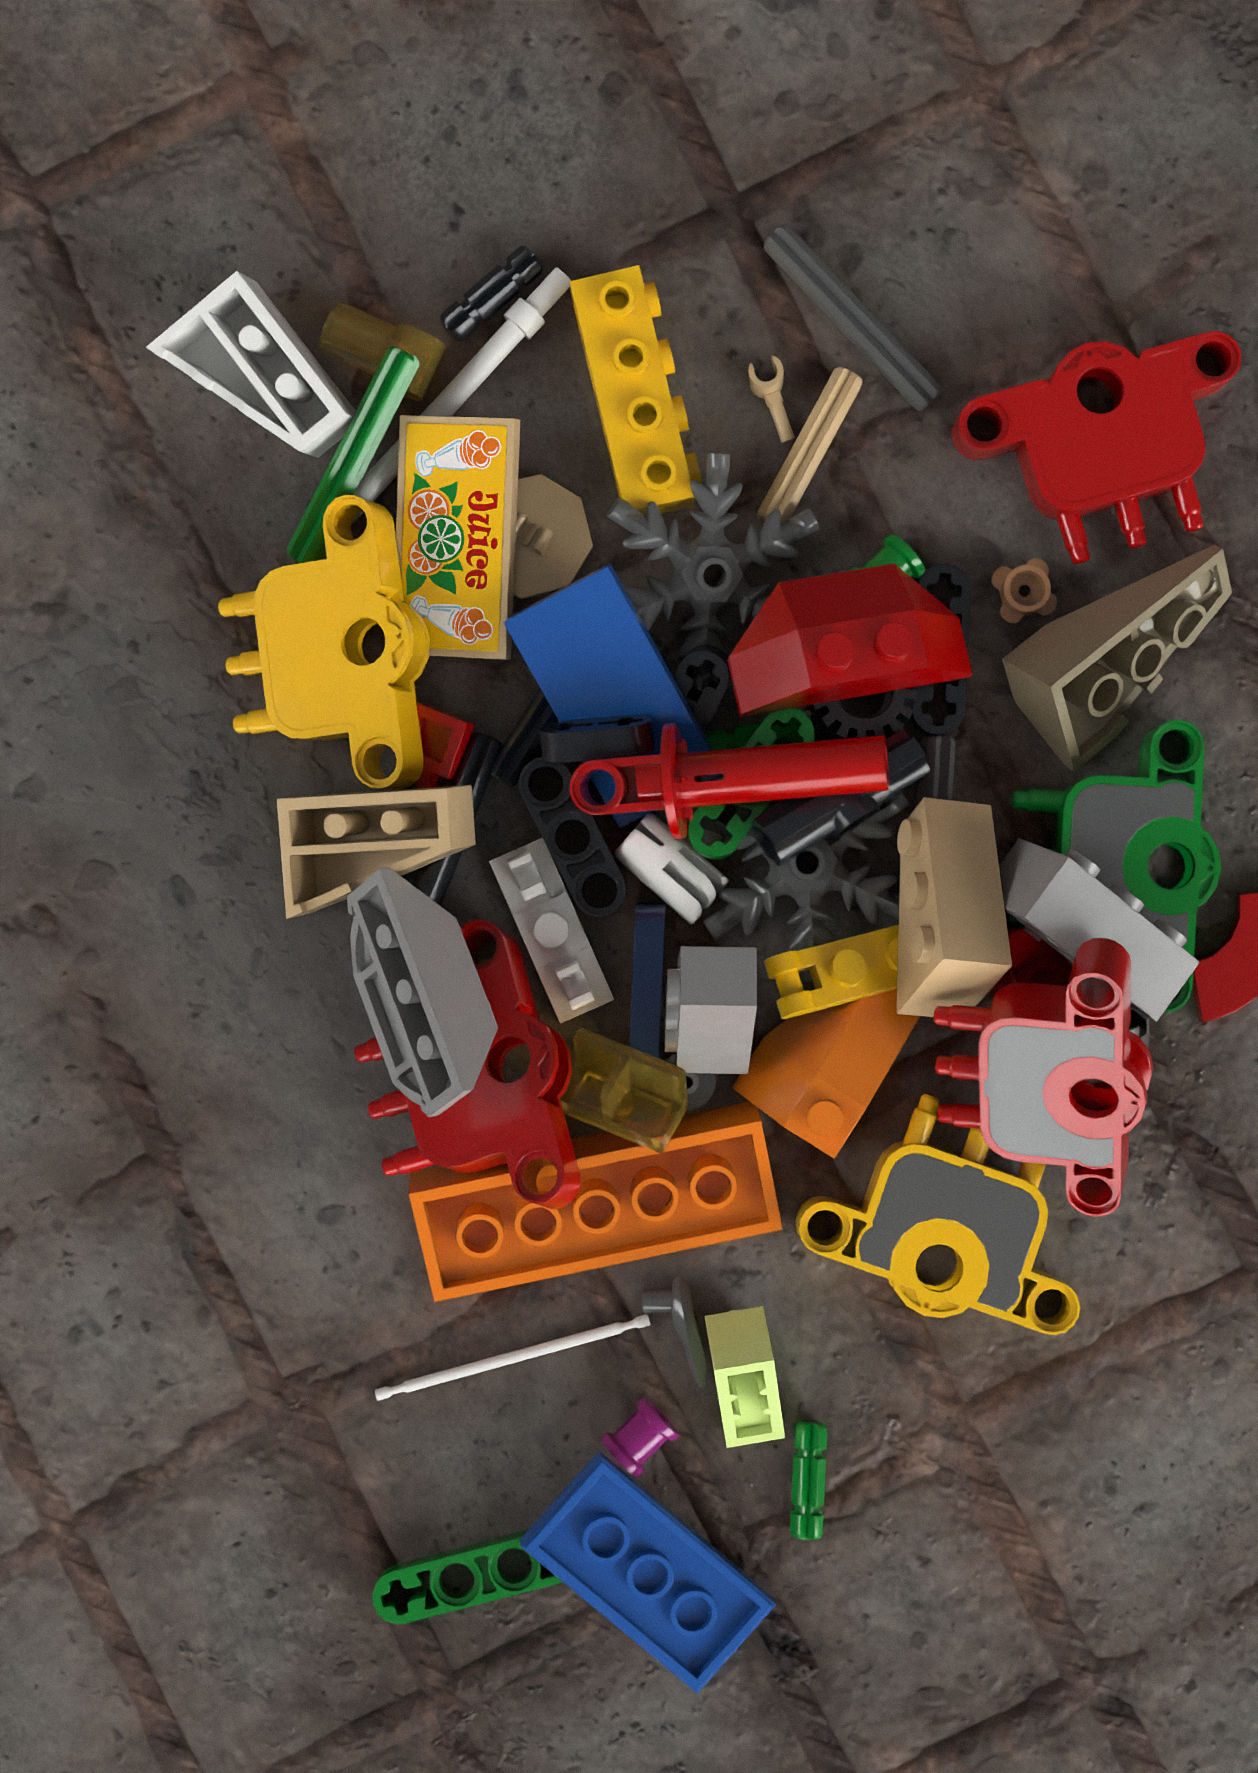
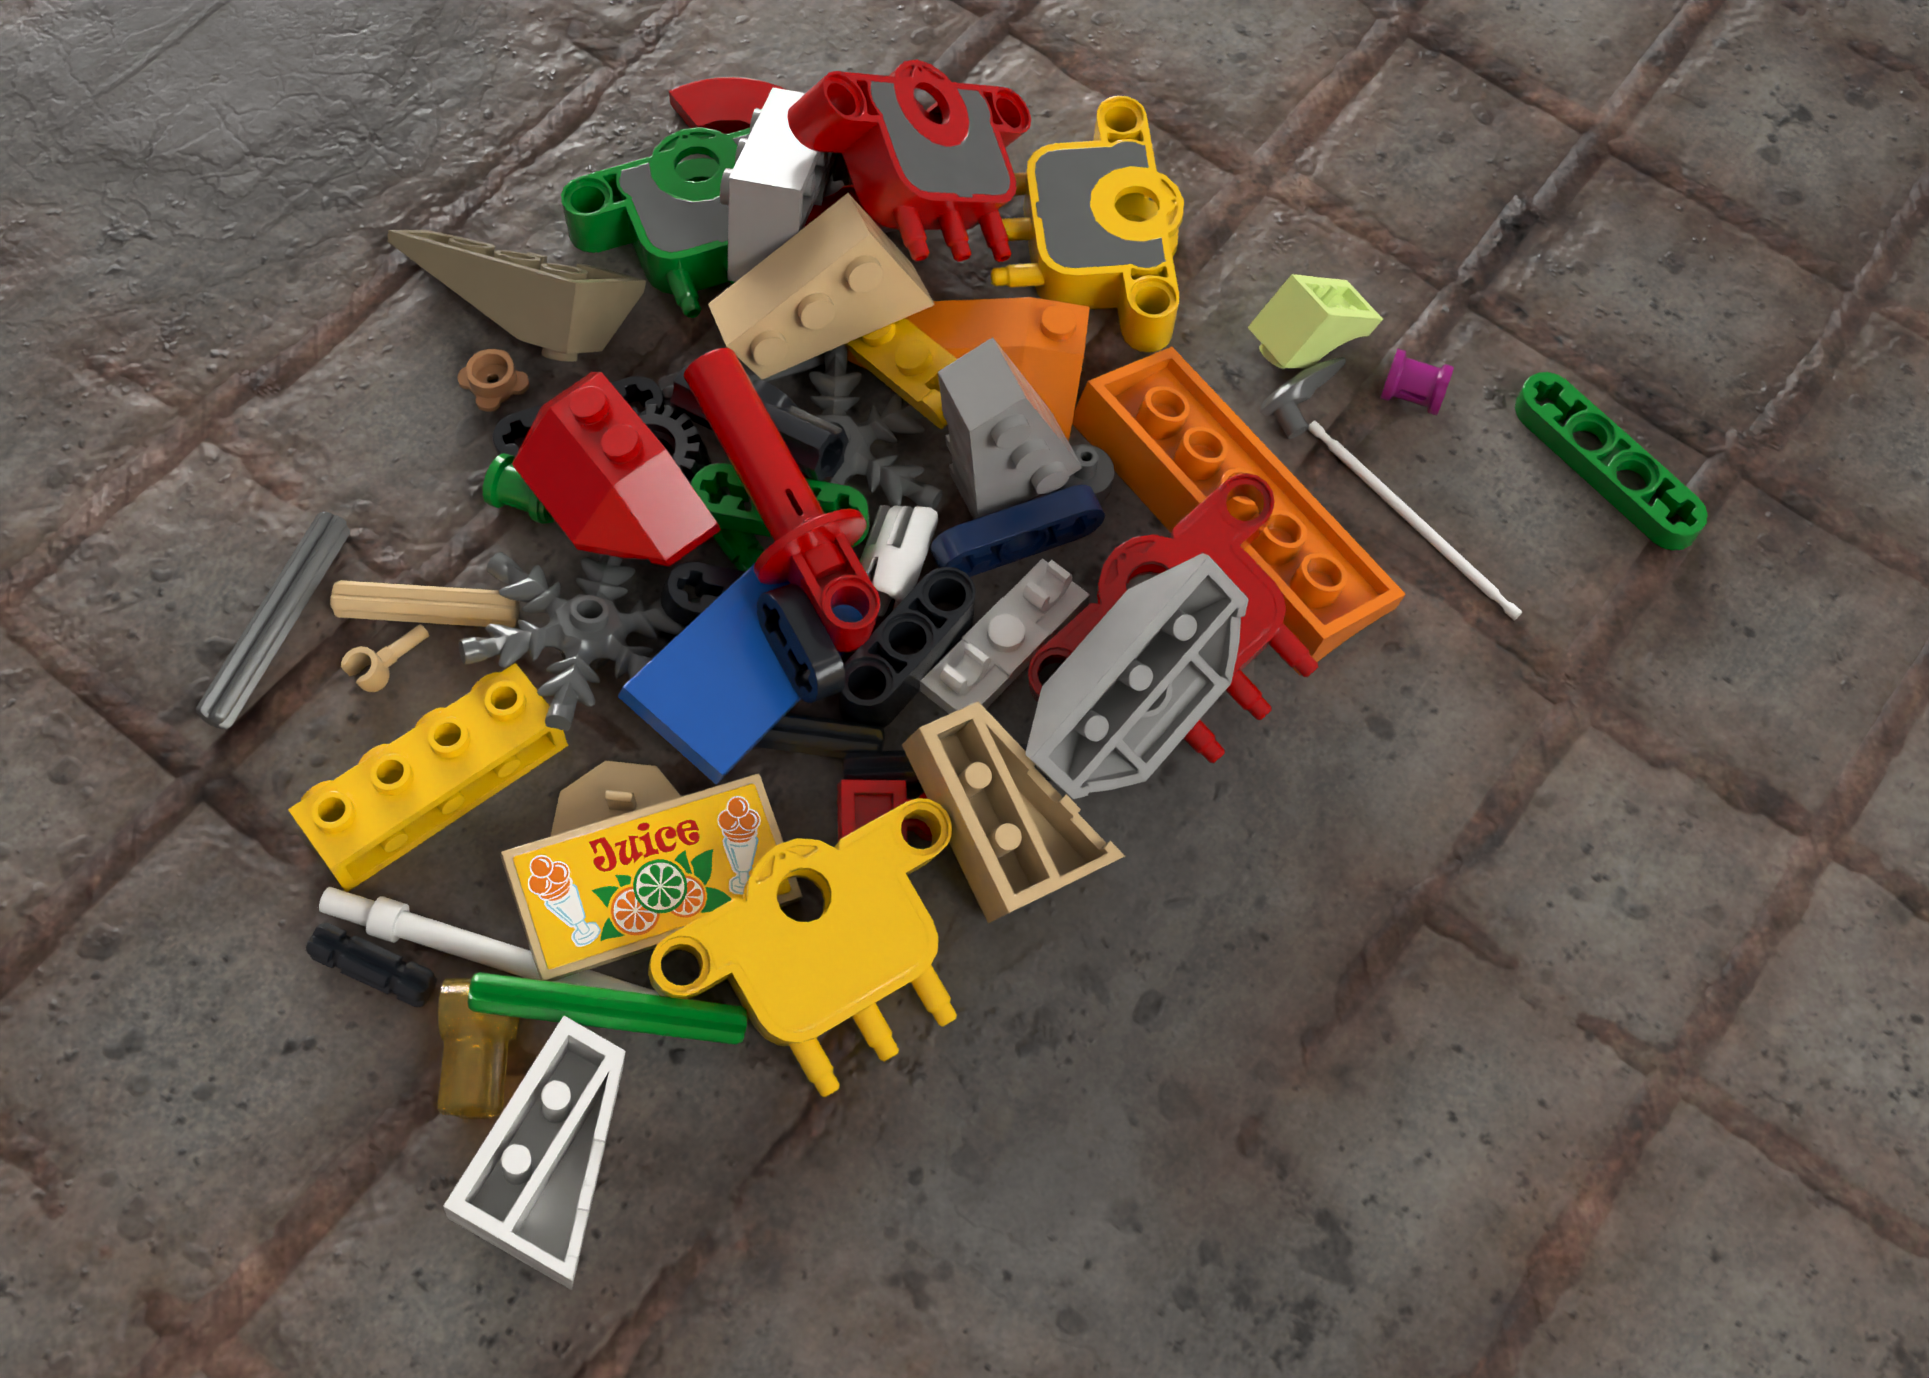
camera: 120 degrees left, 25 degrees down
(625, 1091) = (1121, 493): clear yellow panel -> none
(647, 1572) = (1525, 332): blue tile -> none
(808, 1479) = (1370, 251): green axle -> none
(1113, 459) = (329, 351): red piece -> none

